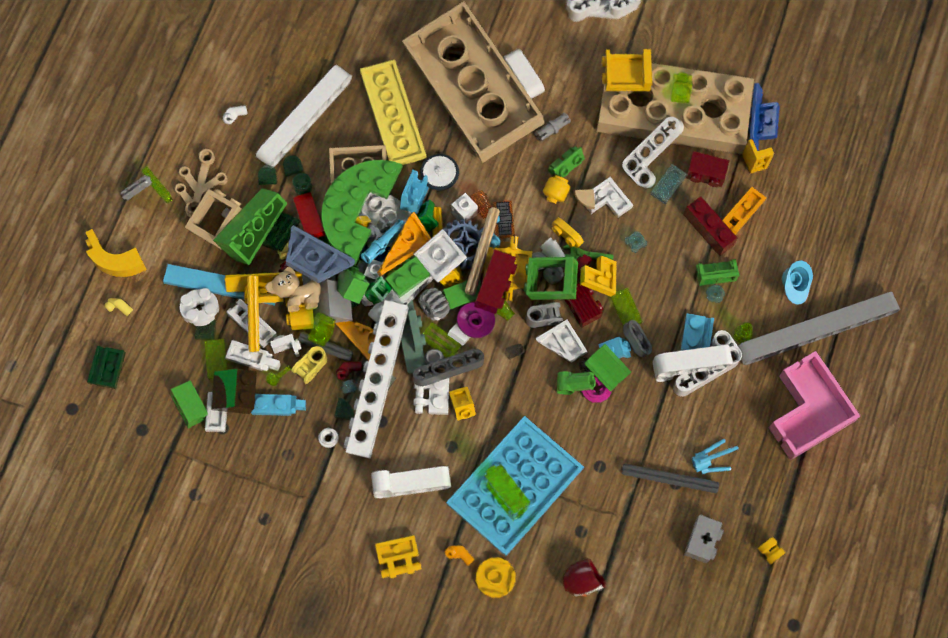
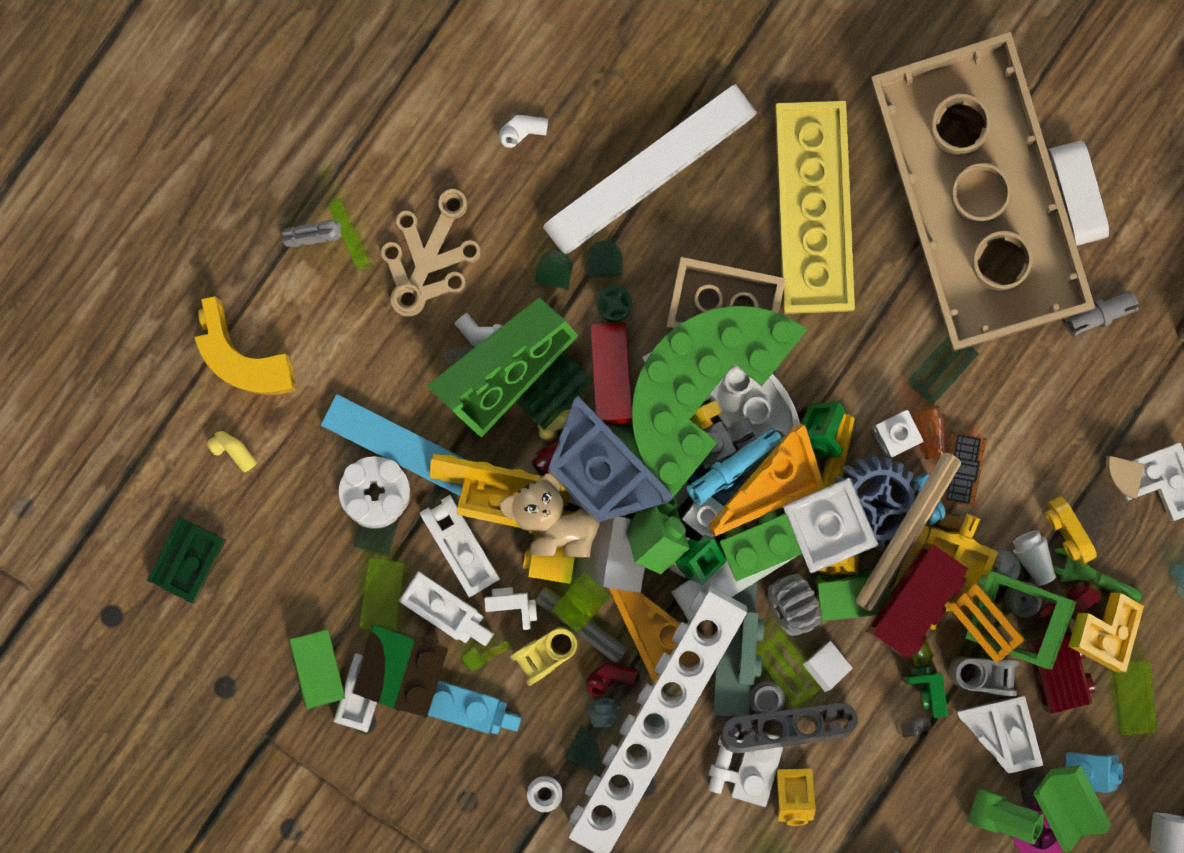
camera: 15 degrees right, 15 degrees up
(202, 209) = (412, 354): tan window -> none
(253, 313) = (466, 541): yellow axle -> none
(414, 193) = (813, 381): medium azure hinge -> none
(441, 171) = (869, 346): white wheel -> none
(469, 313) = (876, 657): magenta dish -> none
(473, 187) = (922, 389): none -> clear green tile
(519, 333) = (933, 694): none -> green bracket
(520, 274) = (966, 599): none -> light orange tile
(556, 189) = (1074, 440): yellow head -> none
(572, 158) = (1120, 385): bright green hinge -> none
(637, 338) = (1139, 765): dark grey plate -> none

